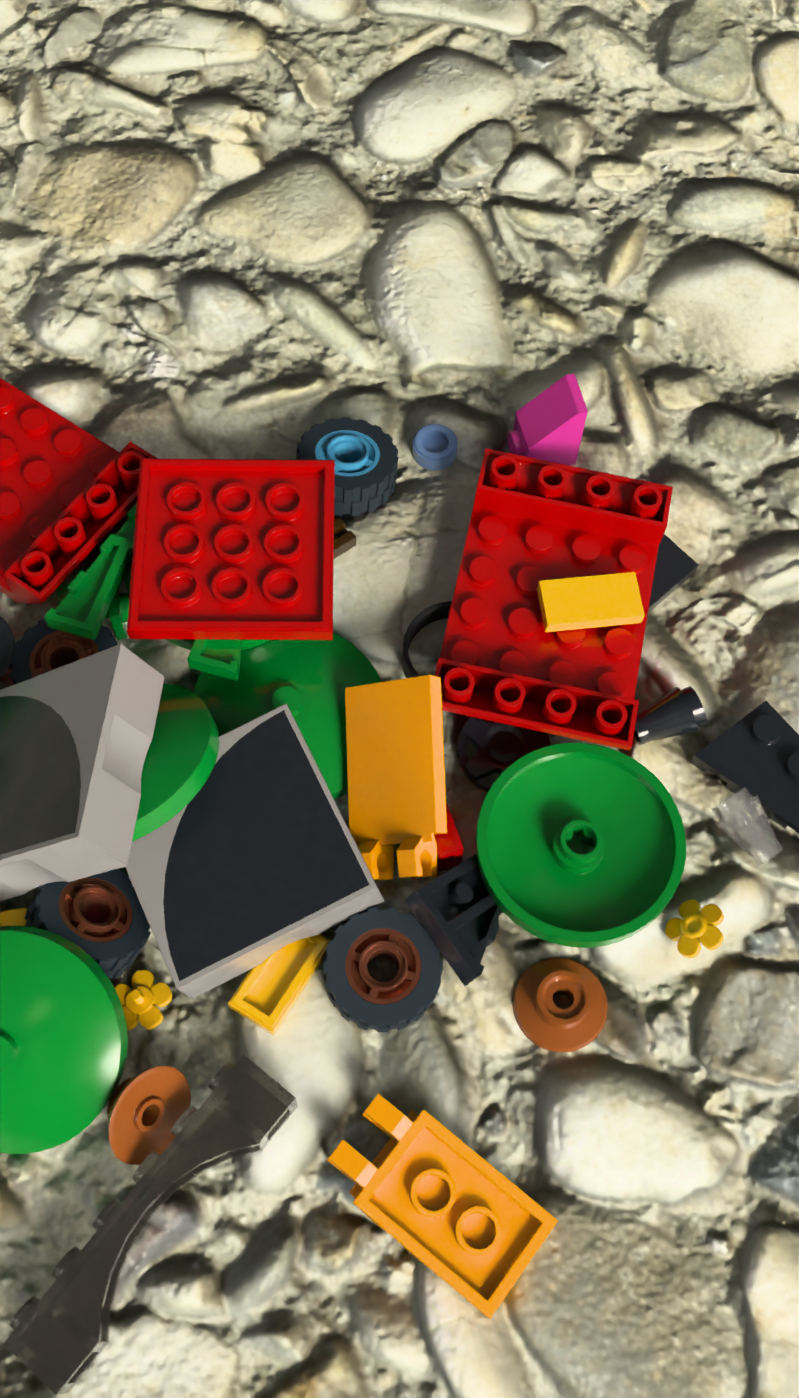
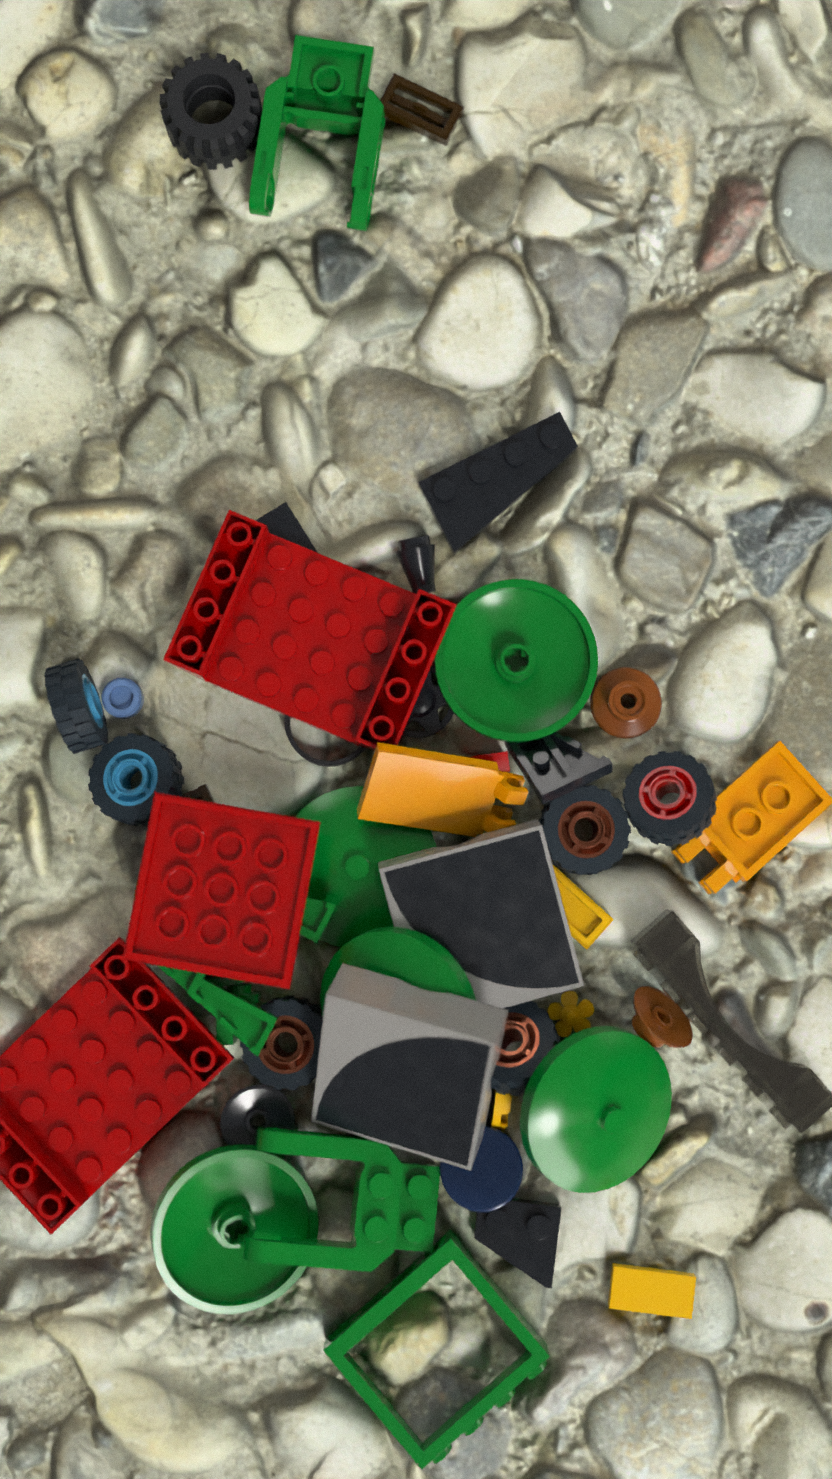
camera: 75 degrees left, 20 degrees up
(415, 388) = (76, 706): none -> black wheel
(428, 1094) = (664, 775): none -> black wheel
(551, 424) = (135, 597): dark pink slope -> none
(590, 602) = (318, 604): yellow tile -> none
(696, 927) = (591, 588): yellow plant -> none
(748, 826) = (518, 527): clear cone -> none

